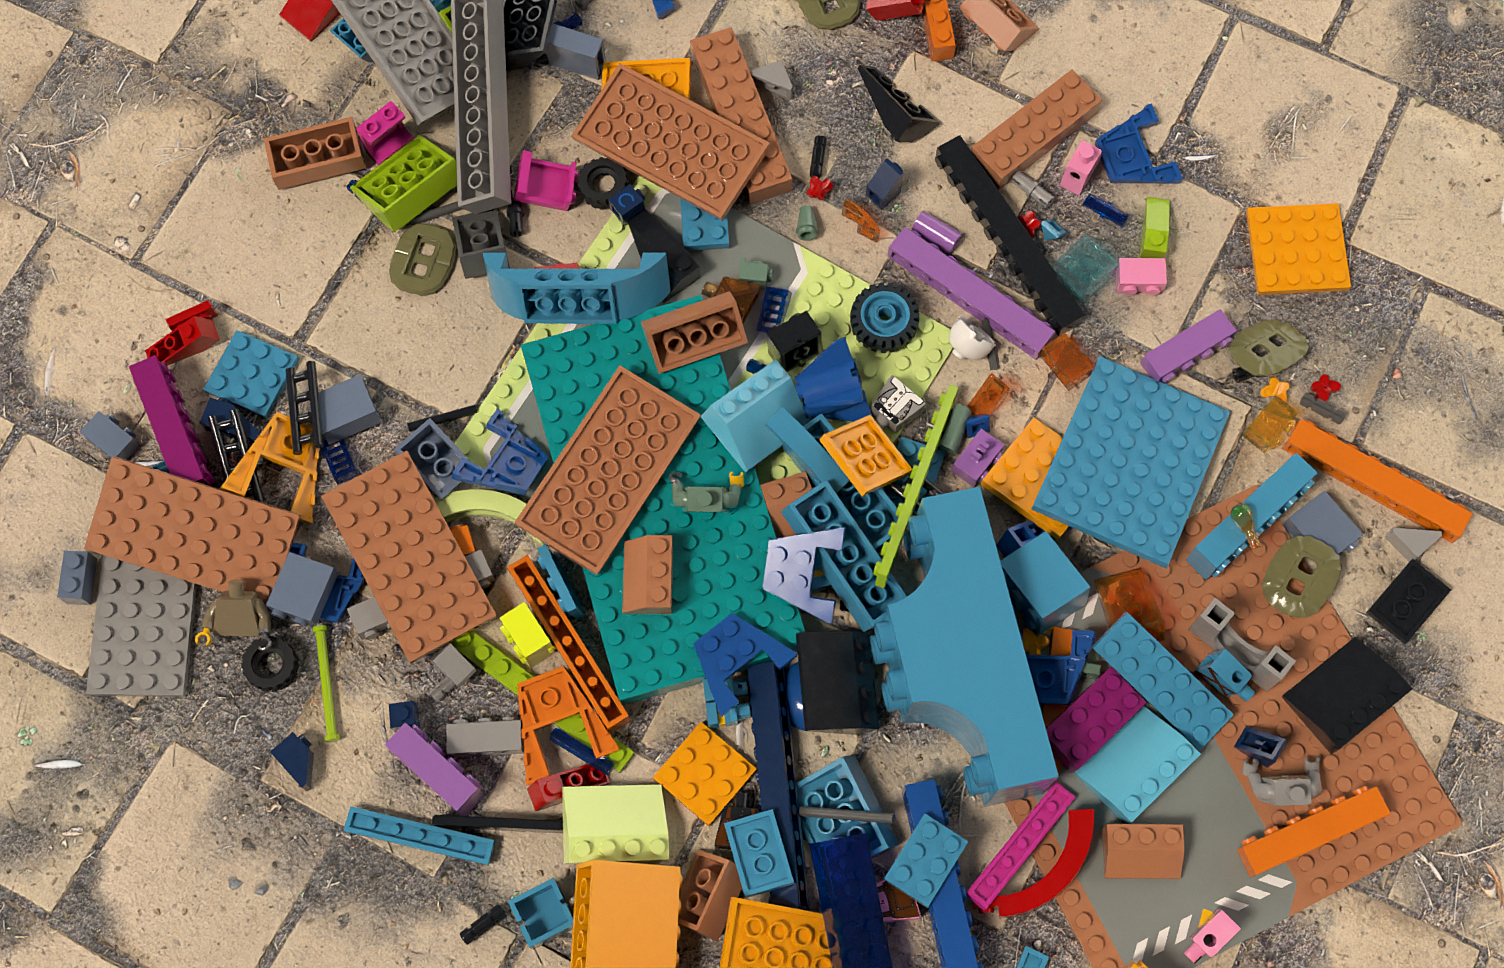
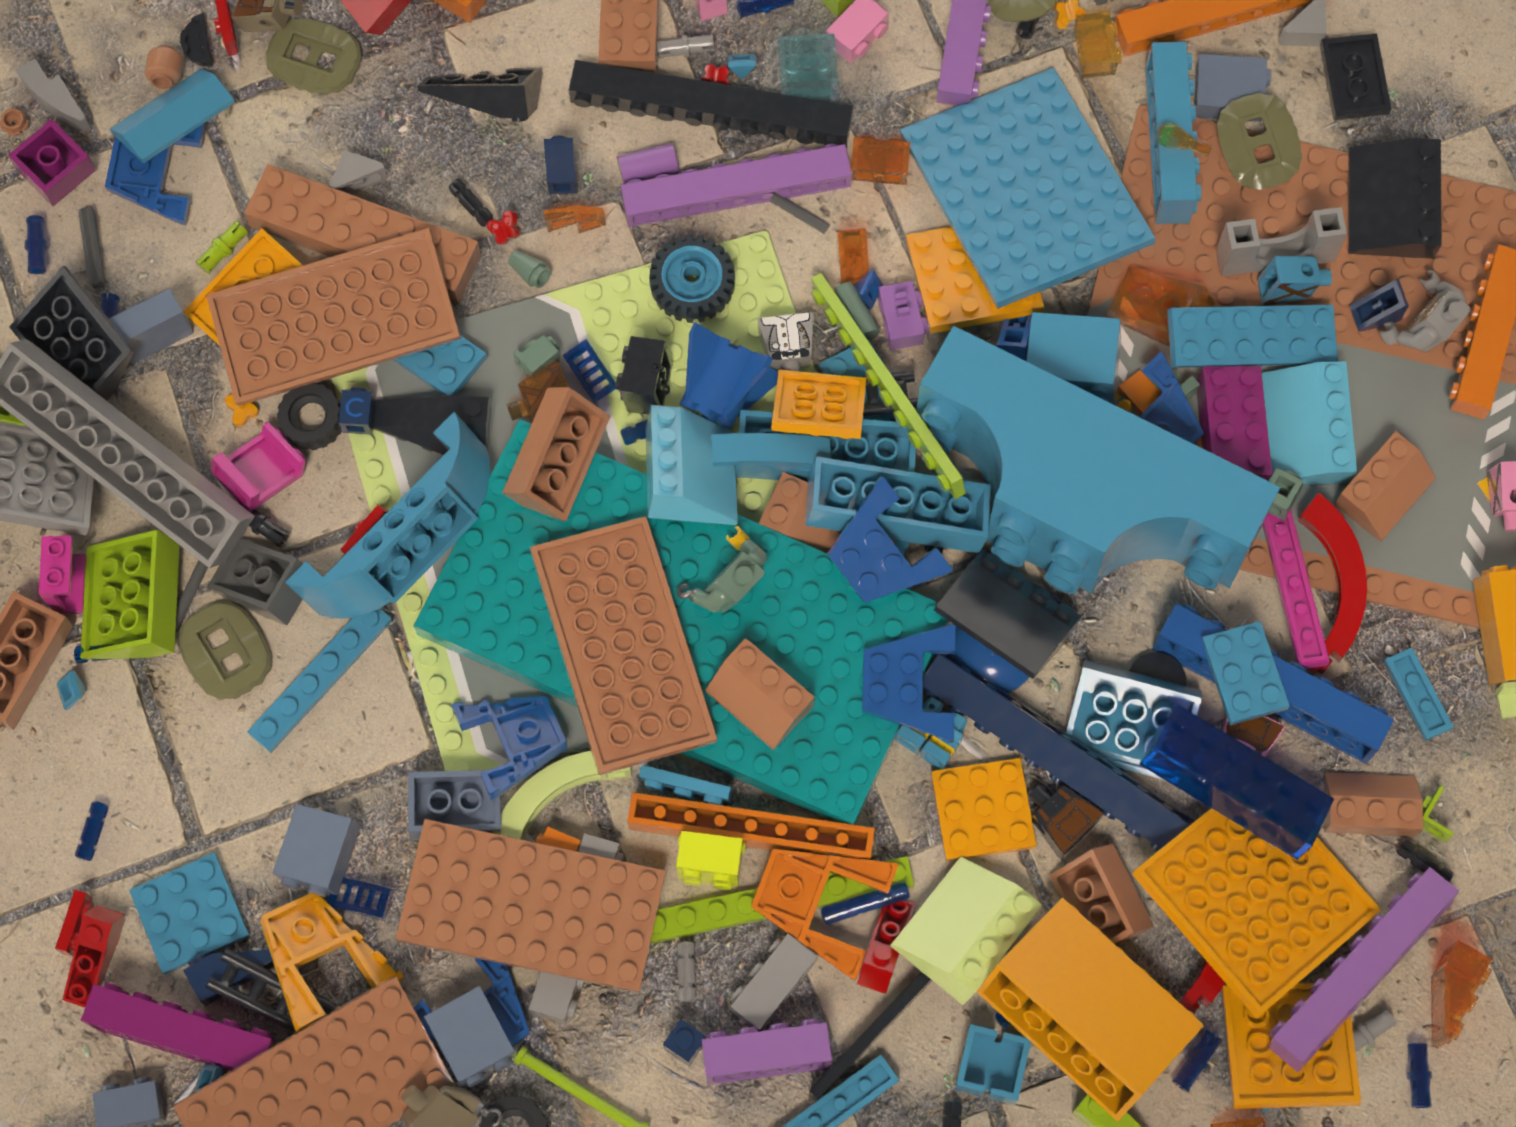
camera: 50 degrees left, 0 degrees up
(254, 281) = (91, 831): none -> clear blue axle
(315, 413) = (300, 880): black bar -> none
(327, 199) = (70, 689): none -> dark azure slope
(444, 417) = (409, 765): black bar -> none
(450, 323) = (318, 678): none -> dark azure plate
(453, 665) = (674, 954): light grey slope -> none
(573, 147) = (241, 413): none -> light orange piece
(663, 49) = (221, 247): none -> lime pin
(759, 853) = (1108, 817): dark azure plate -> none
(847, 814) = (1139, 709): dark grey bar -> none
(891, 803) = (1160, 667): none -> black tile
(969, 340) = (783, 225): white cylinder -> none
(1080, 779) = (1291, 486): none -> sand green brick

